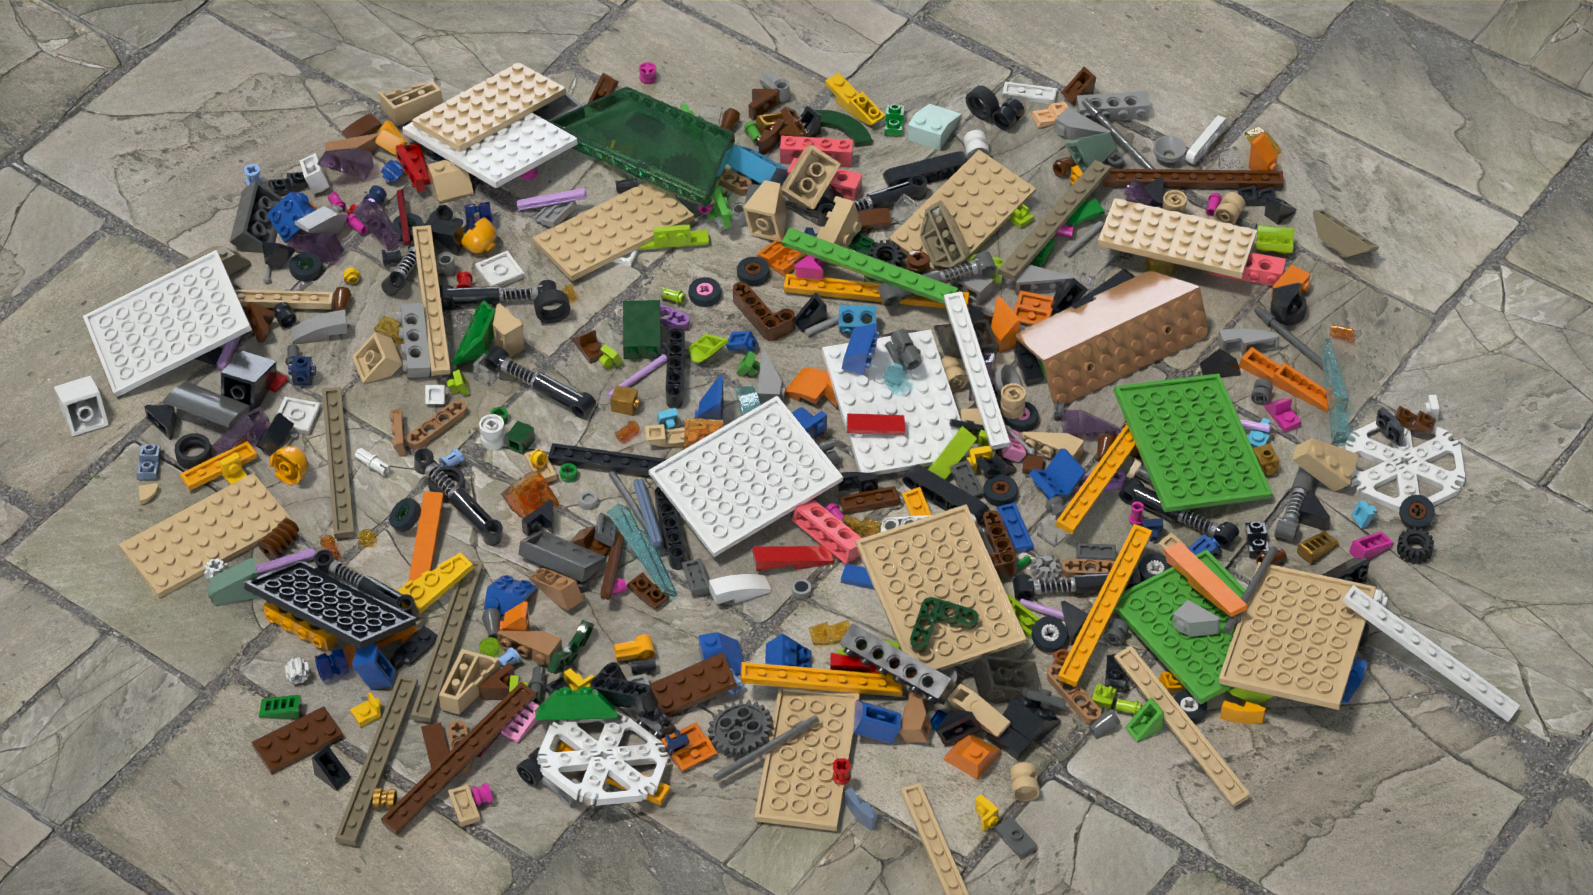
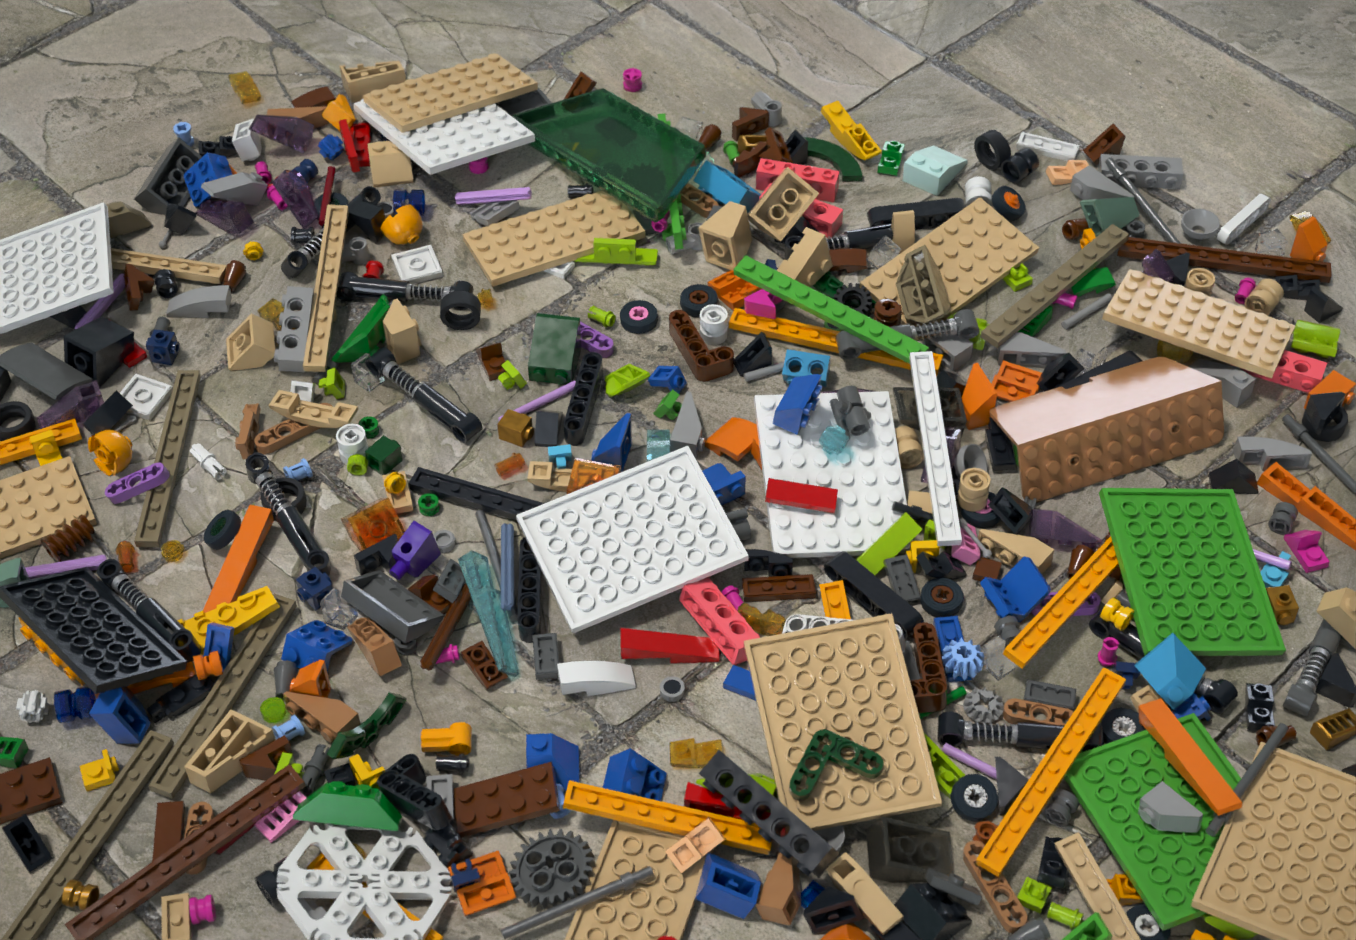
camera: 10 degrees right, 0 degrees up
(294, 122) = (245, 87): none -> clear yellow slope
(303, 259) = (208, 235): black bush -> none
(318, 494) = (124, 488): none -> medium lavender beam
(431, 619) = (208, 665): none -> orange wheel
(433, 606) = (219, 639): none -> blue plate
(449, 410) = (311, 413): none -> tan slope
(496, 550) = (313, 587): none -> dark blue brick
(500, 448) = (357, 464): none -> lime axle
(519, 566) = (335, 612): none -> clear panel
(570, 510) = (414, 551): none -> dark purple torso
(651, 397) = (547, 428): none -> black slope
(771, 290) = (713, 324): none -> white wheel
(846, 695) = (695, 845): none -> light nougat slope
(918, 186) = (903, 229): none -> tan slope
(1003, 150) = (1008, 203): none -> black wheel
(1025, 534) = (963, 659): none -> light blue gear
(1045, 413) = (1011, 510): none -> black slope
(1139, 483) = (1117, 614): none -> yellow wheel
(1186, 519) = (1172, 670): none -> dark azure slope
(1212, 286) = (1236, 383): none -> light grey slope

